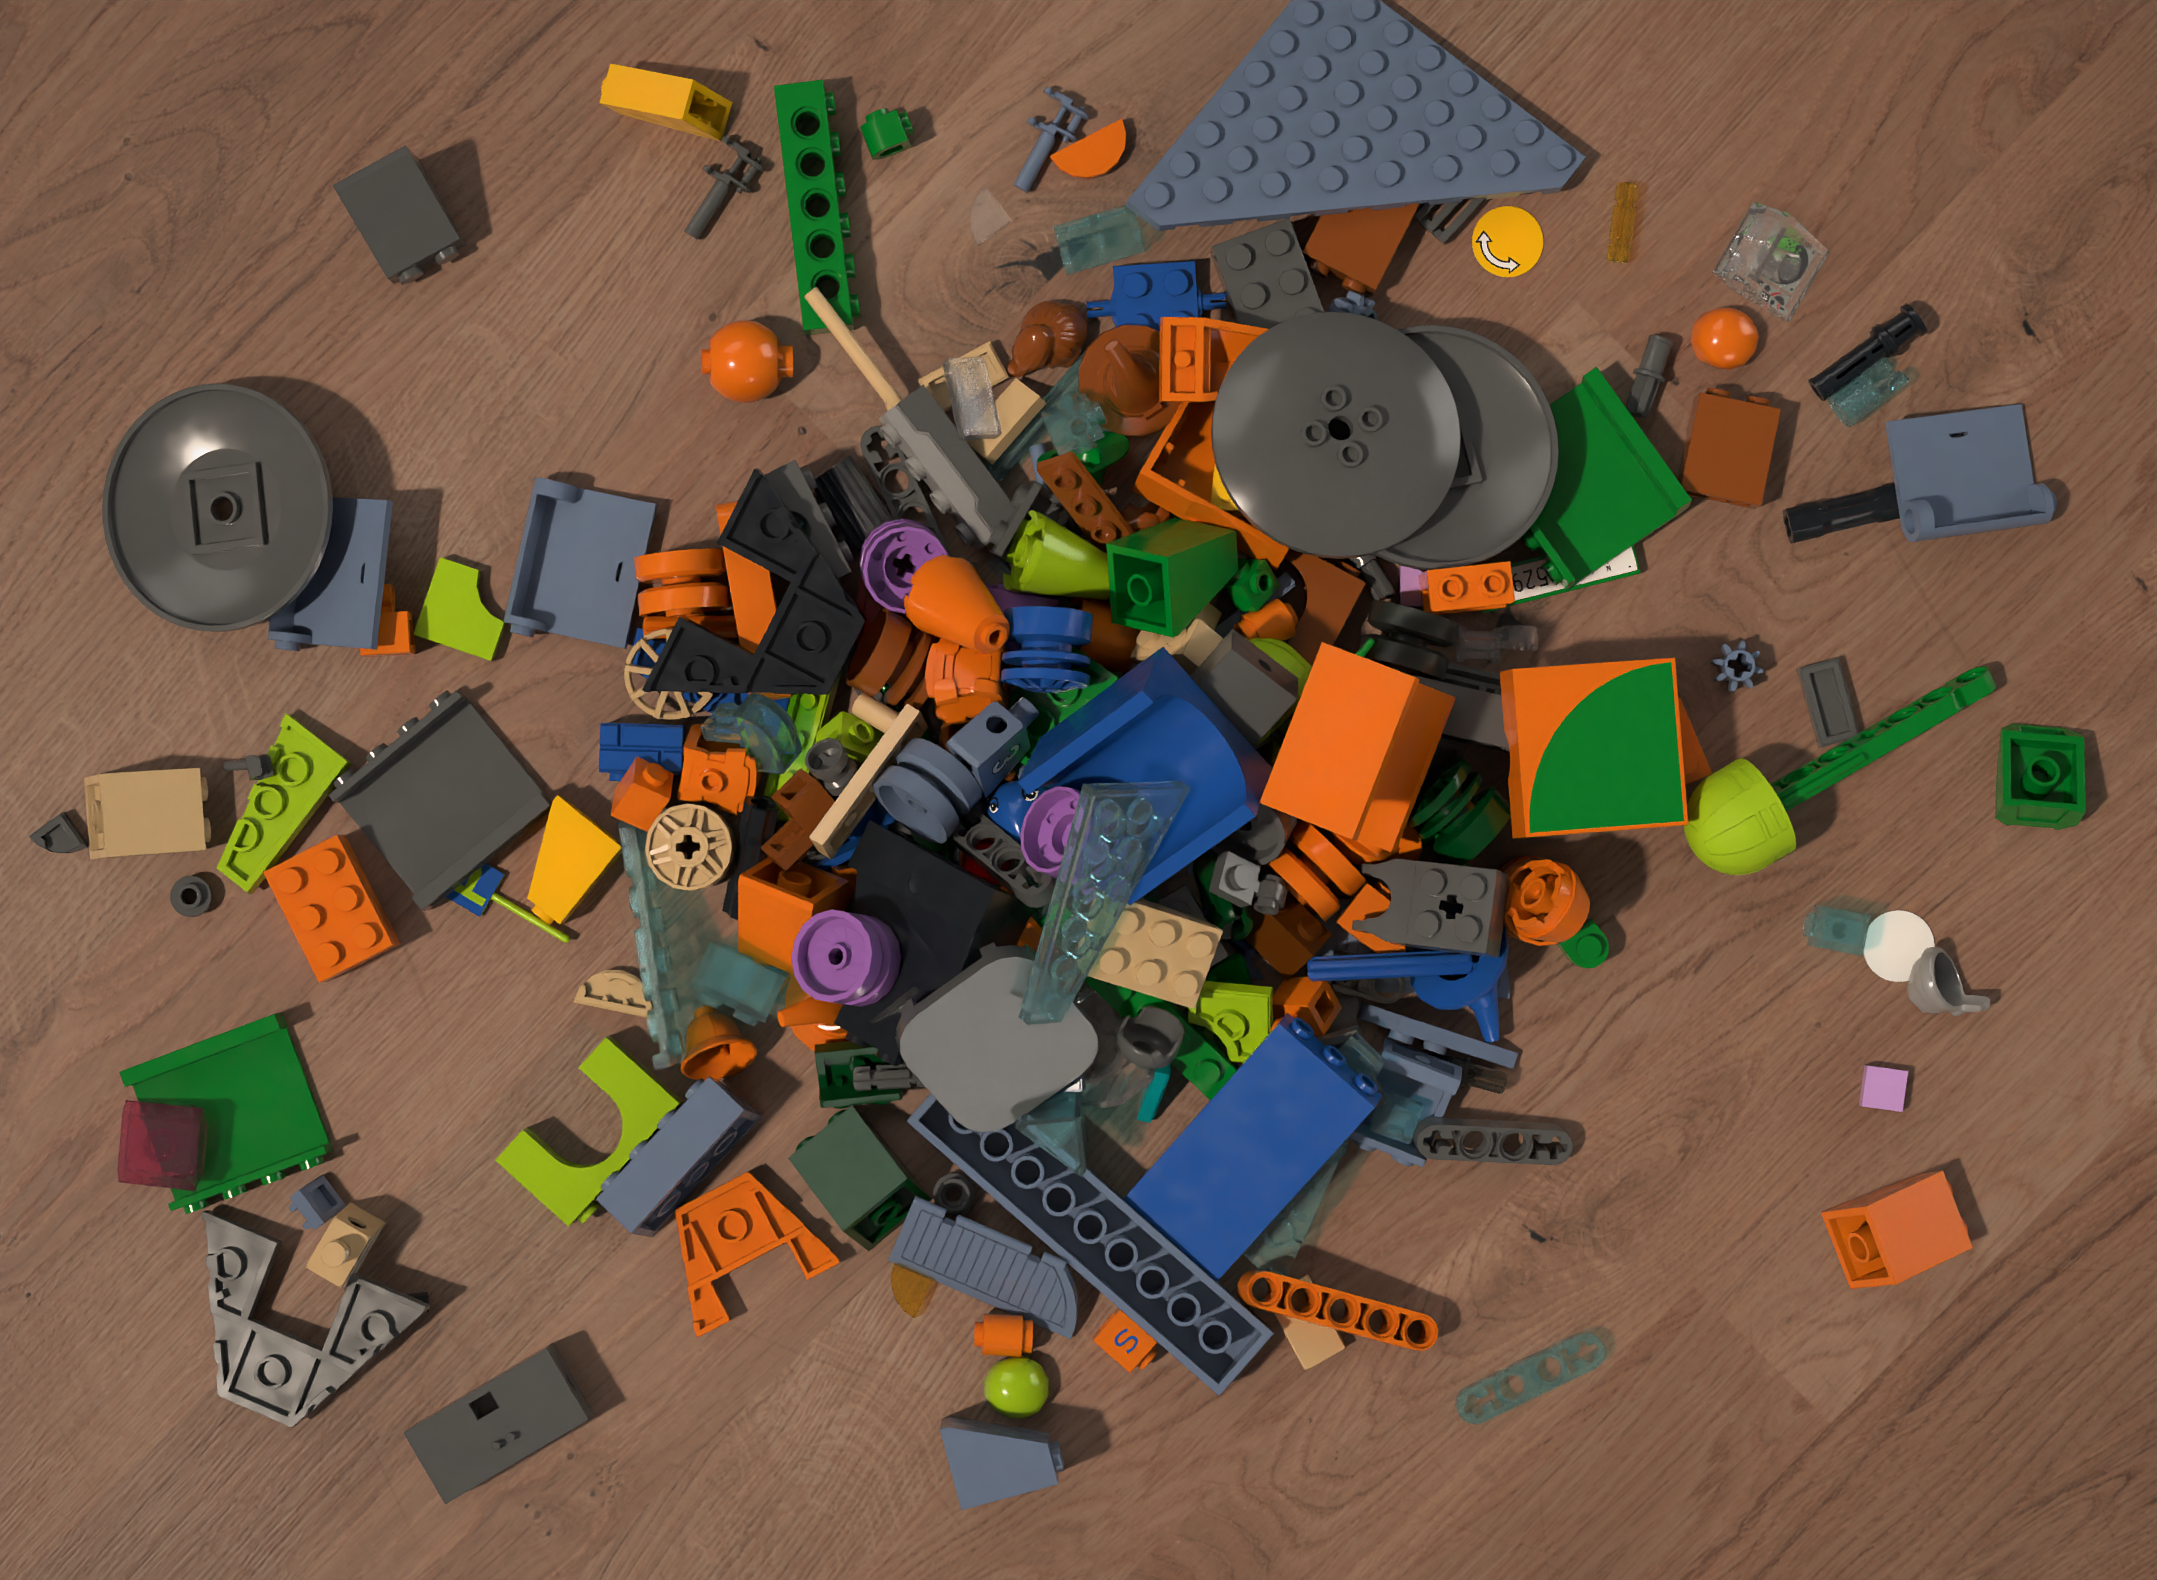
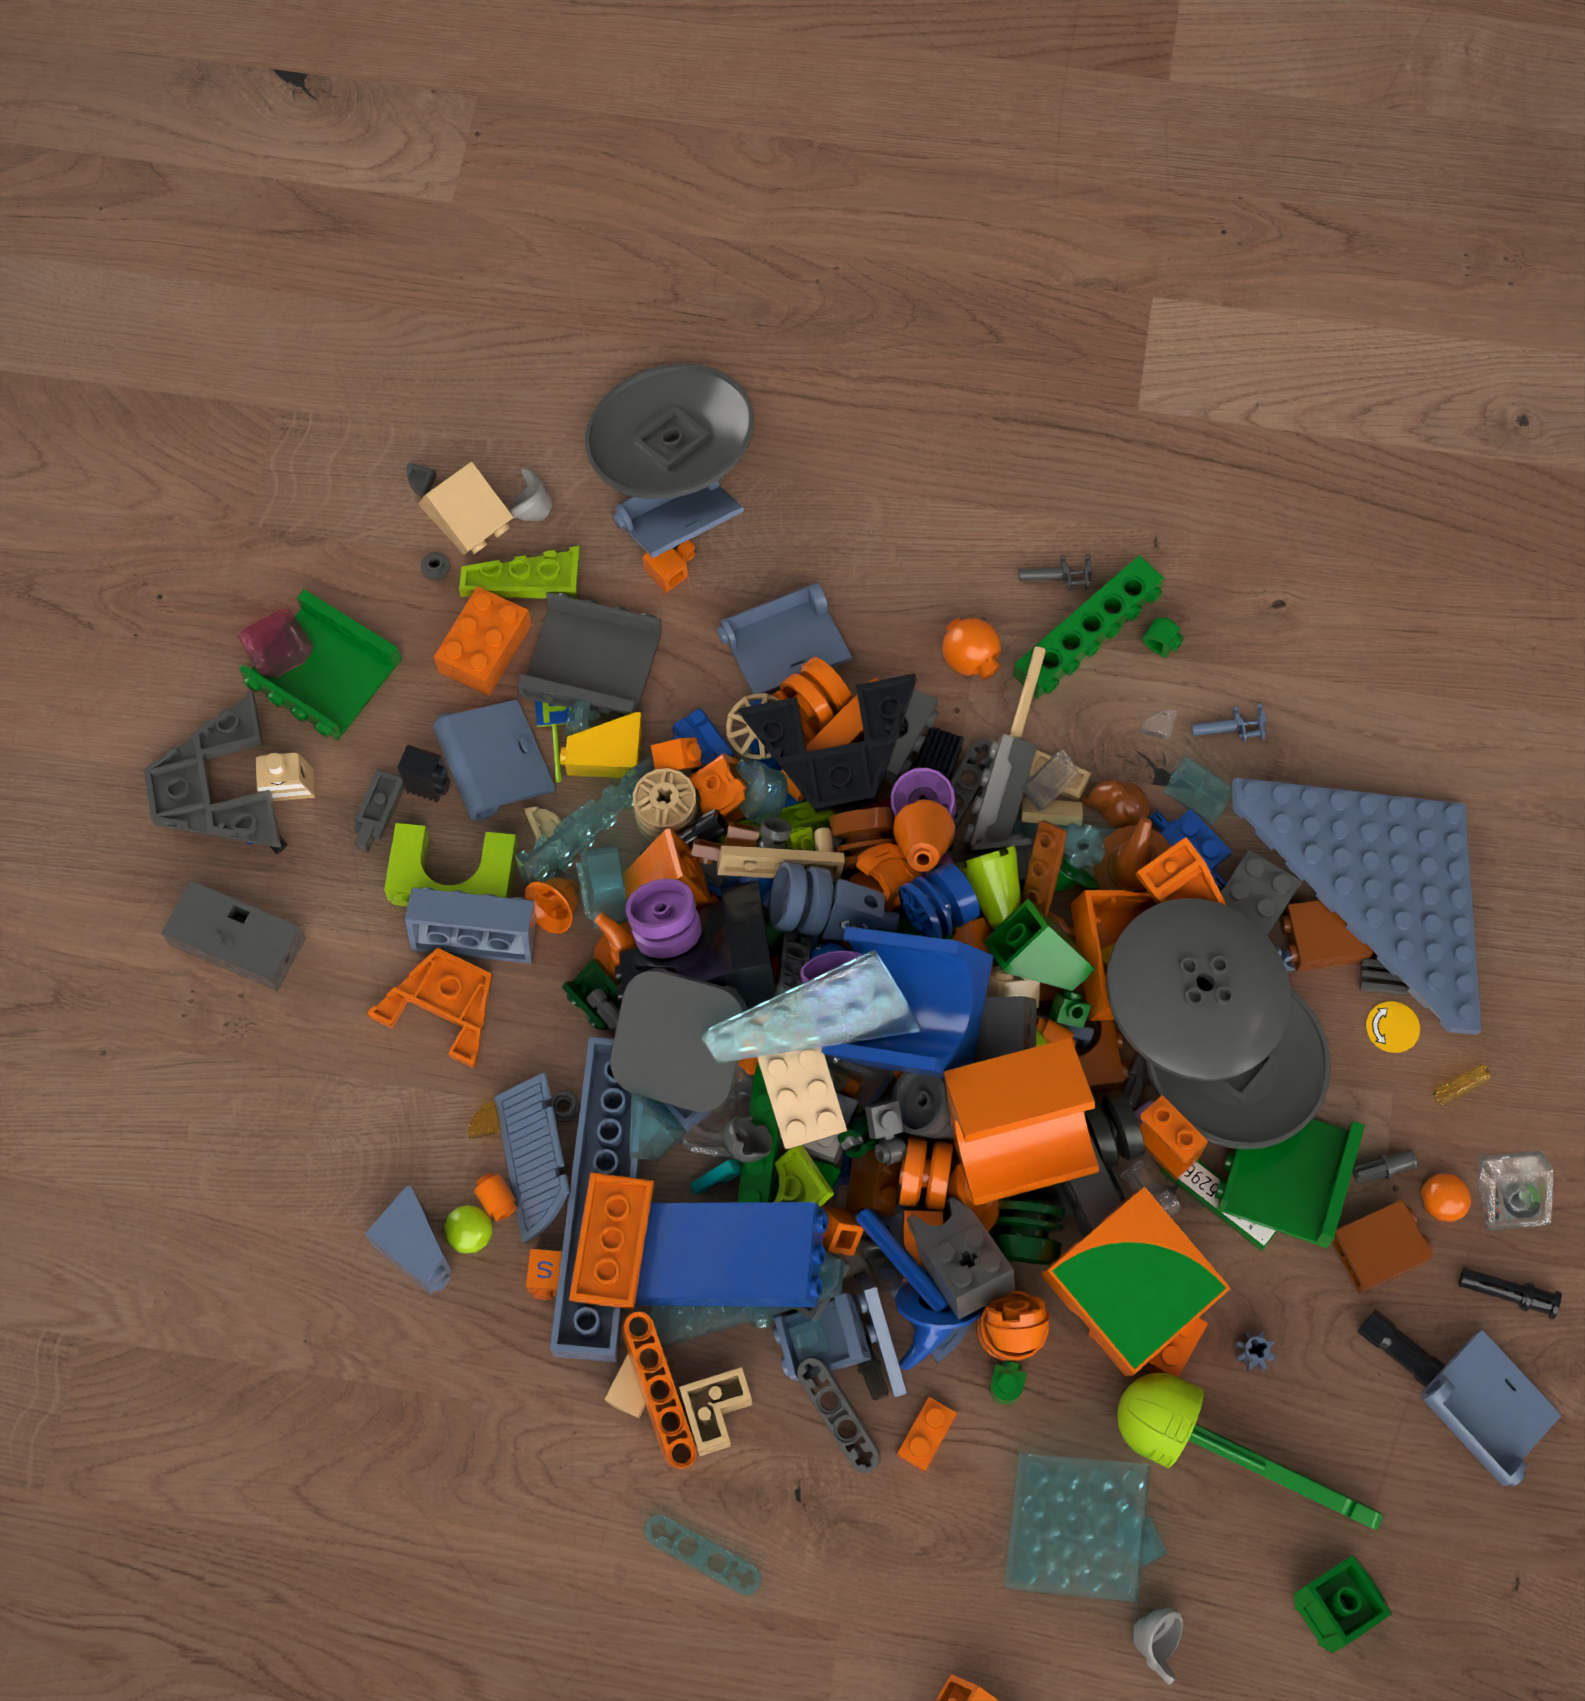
camera: 55 degrees right, 20 degrees down
(188, 726) = (534, 502): none -> light grey hat
(257, 767) = (535, 547): dark grey hand -> none
(317, 1202) = (301, 742): sand blue tile -> none
(400, 216) = (908, 415): dark grey slope -> none
(454, 1163) = (377, 808): none -> dark grey hinge
(456, 613) = (705, 597): lime tile -> none
(457, 1088) = (423, 773): none -> black brick
(483, 1000) = (487, 757): none -> sand blue door
(510, 868) = (578, 718): none -> clear light blue tile
(665, 101) = (1084, 510): yellow slope -> none
(857, 1177) = (532, 1038): dark green slope -> none
(1094, 154) = (1245, 756): orange tile -> none
(1151, 1253) = (612, 1241): none -> orange tile
(1385, 1268) = (708, 1401): none -> tan brick
(1573, 1063) = (926, 1434): none -> orange plate
(1781, 985) = (1078, 1527): none -> clear light blue plate
(1828, 702) = (1279, 1429): dark grey tile -> none
(1867, 392) = (1487, 1308): clear light blue hinge -> none
(1883, 1088) = (1063, 1654): lavender tile -> none
(1896, 943) = (1161, 1589): white sticker -> none

